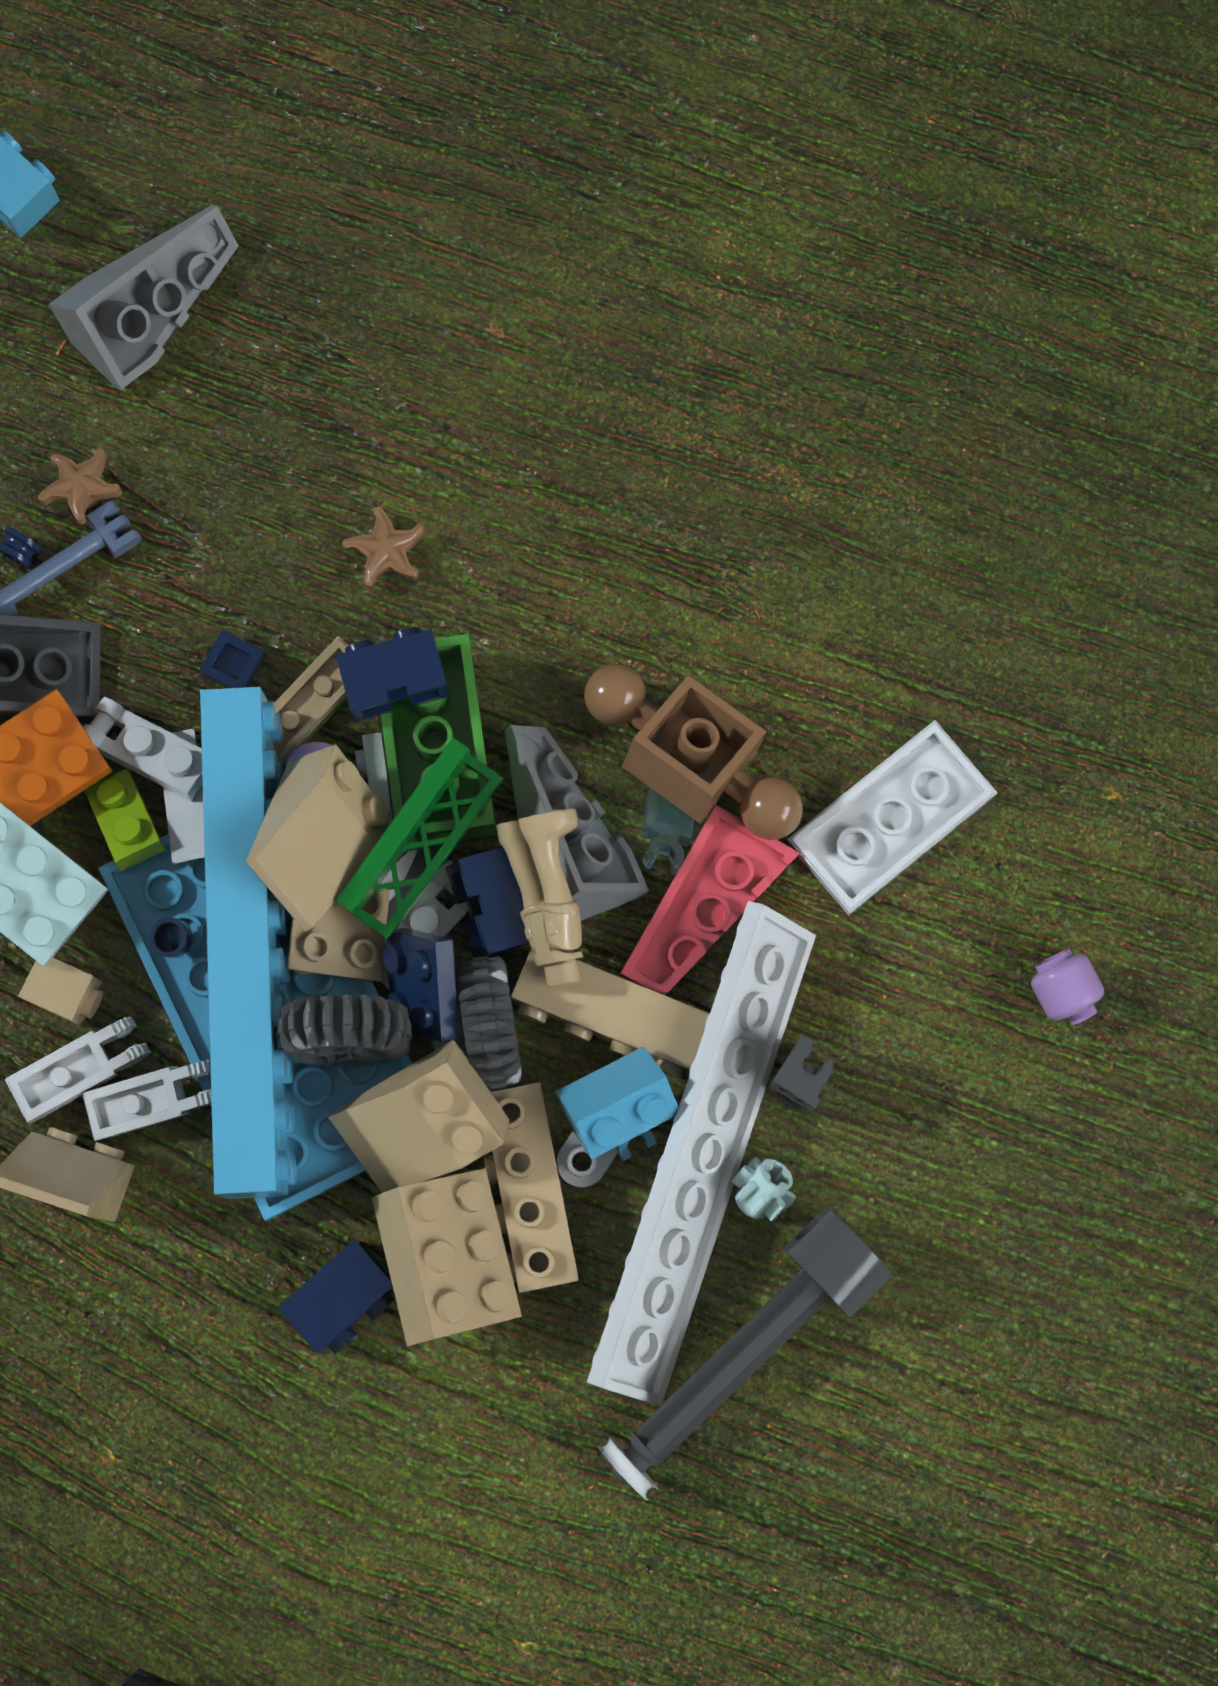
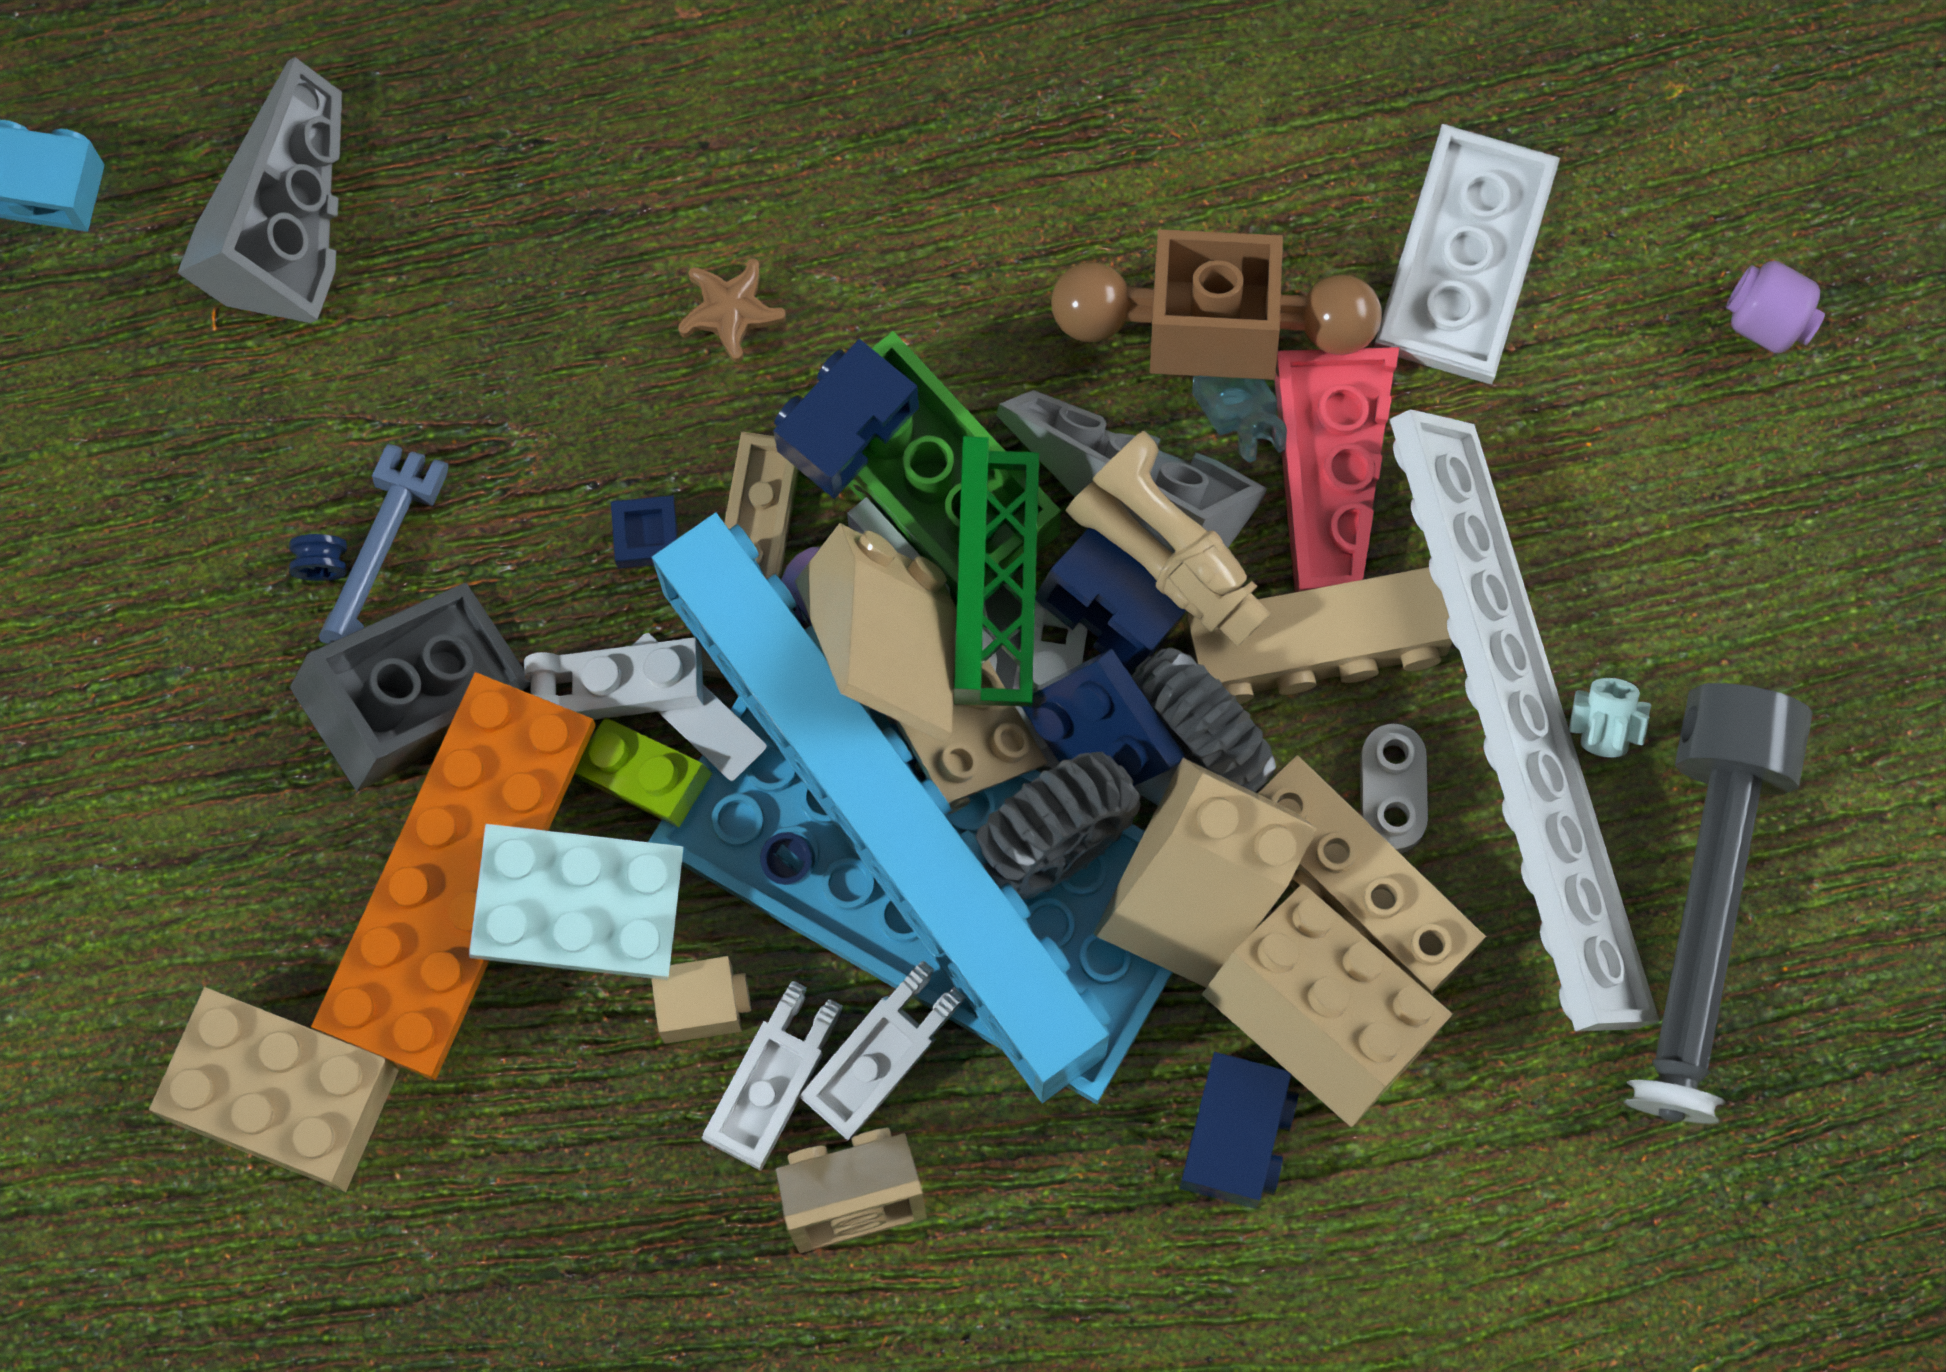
camera: 30 degrees left, 5 degrees down
(79, 484) = (341, 447): medium nougat animal -> none
(618, 1104) = (1401, 719): medium azure brick -> none
(796, 1083) = (1569, 580): dark grey hinge -> none

